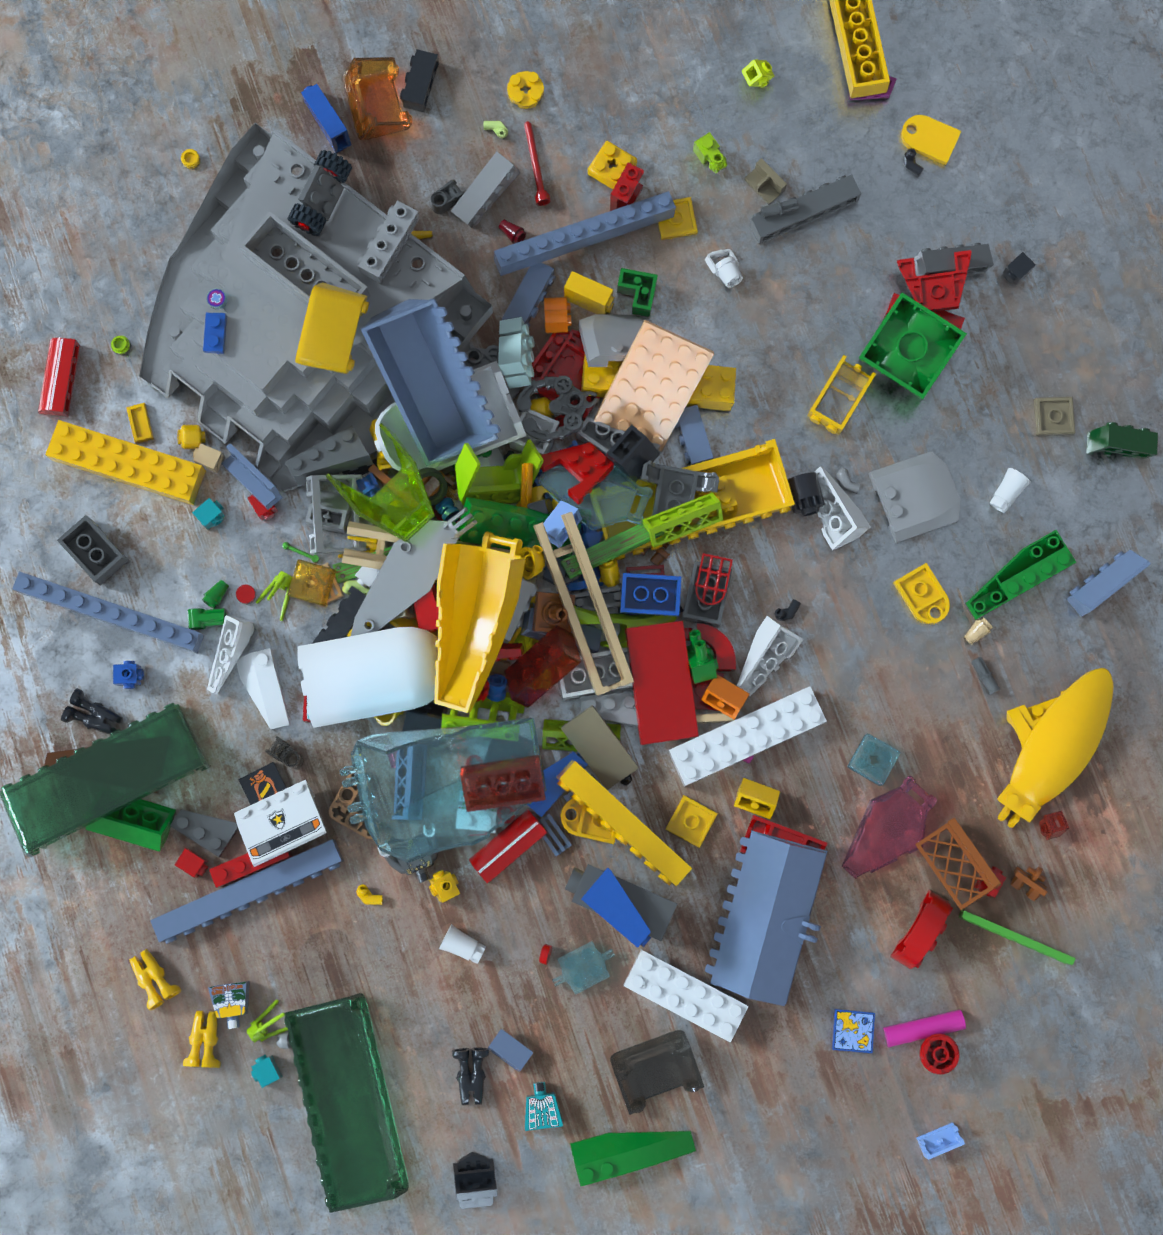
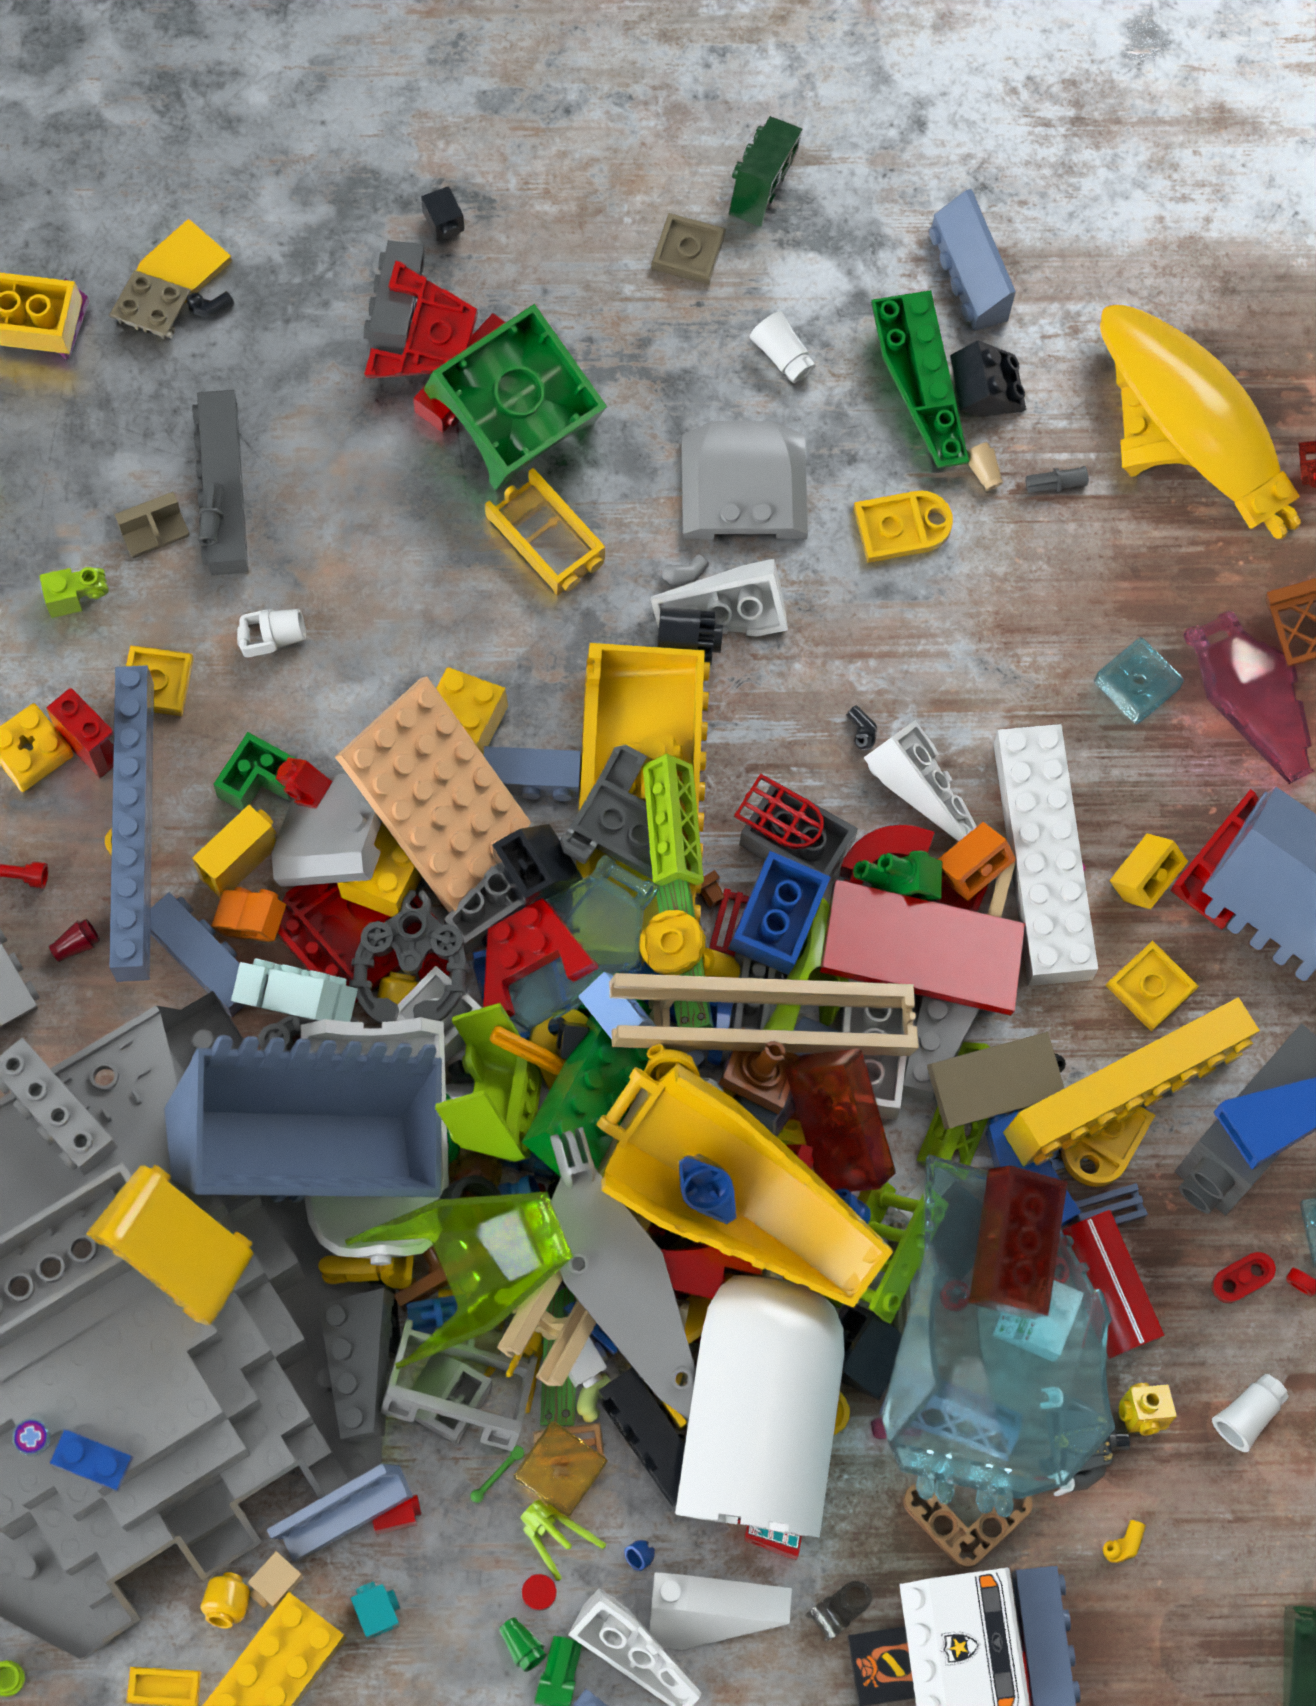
camera: 75 degrees left, 10 degrees down
(280, 639) = (639, 1554): none -> blue hinge
(470, 600) = (707, 1188): none -> blue hat
(537, 920) = (1241, 1277): none -> red plate
(610, 541) = (672, 942): none -> yellow tile
(637, 313) = (303, 782): none -> red brick
(898, 130) = (150, 304): none -> dark tan hinge
(1034, 615) = (987, 380): none -> black slope

